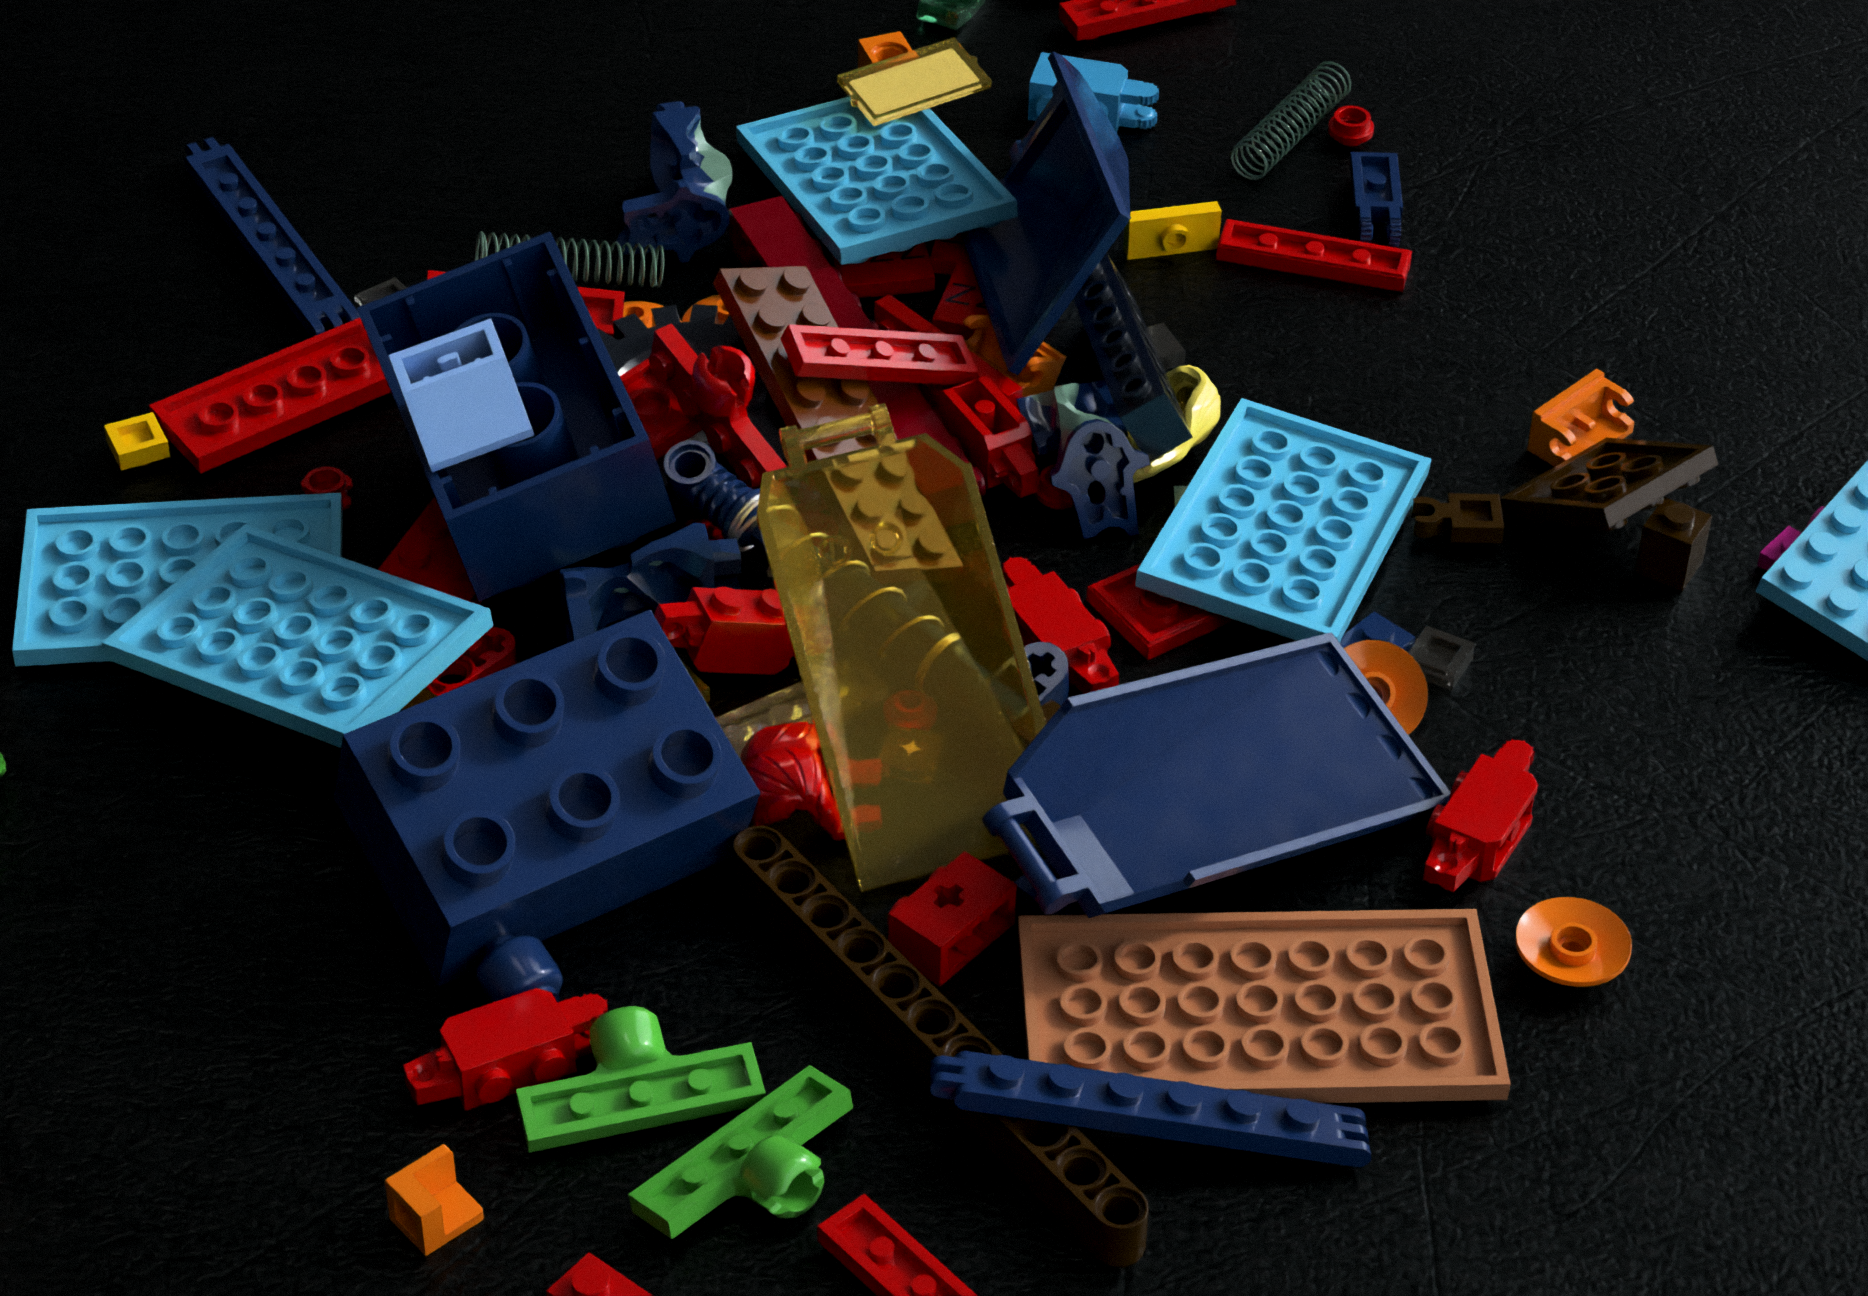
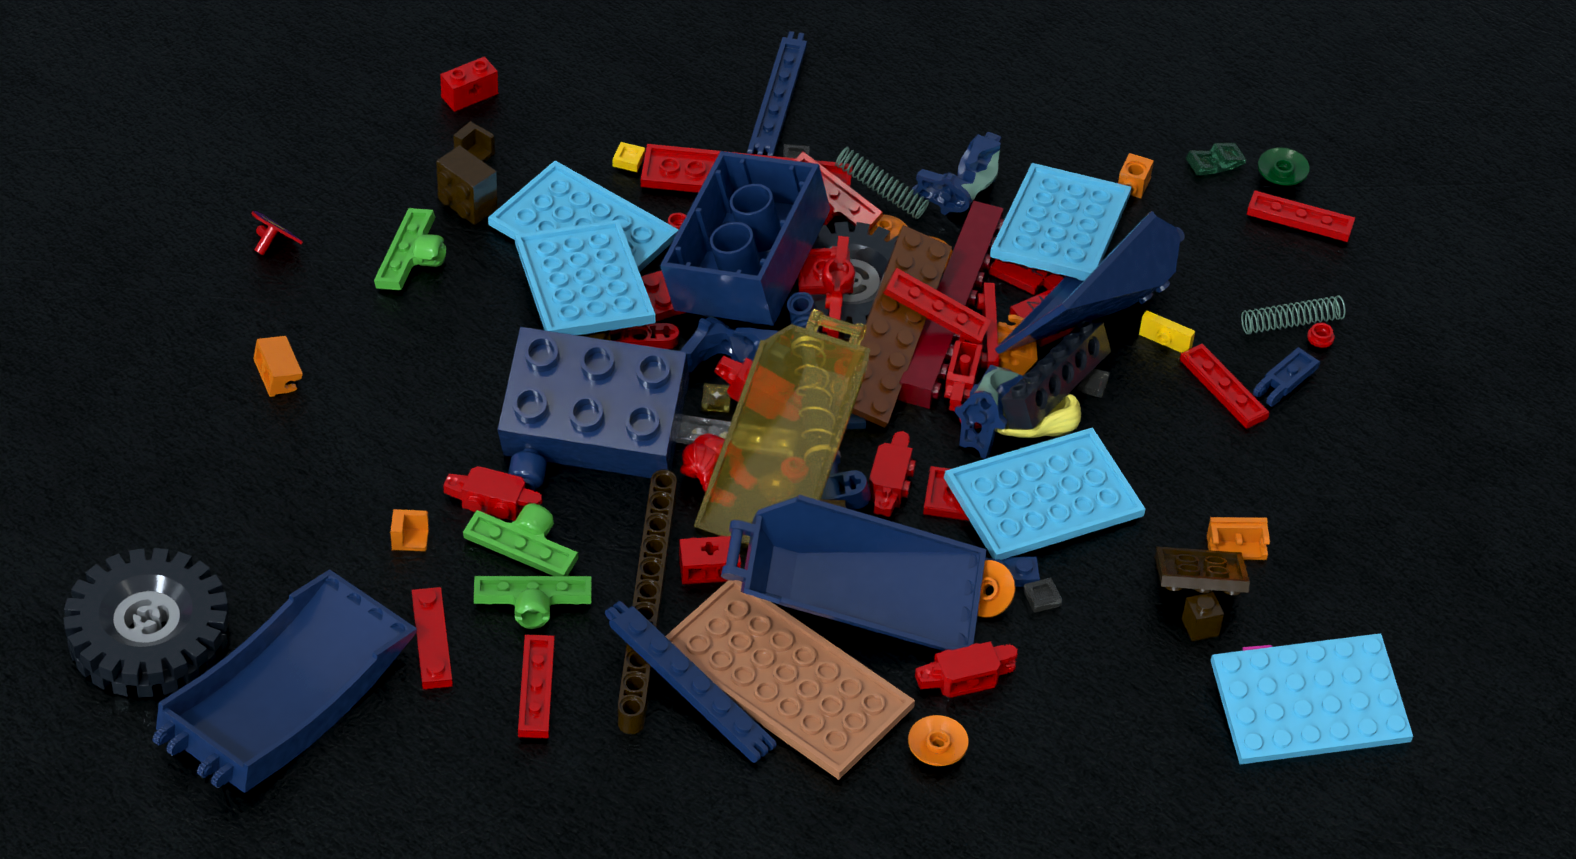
camera: 40 degrees right, 5 degrees up
(461, 395) = (707, 214): light blue slope -> none
(914, 81) = (1128, 189): clear yellow piece -> none
(1109, 83) = (1211, 243): dark azure hinge -> none
(1464, 516) = (1130, 545): dark brown plate -> none

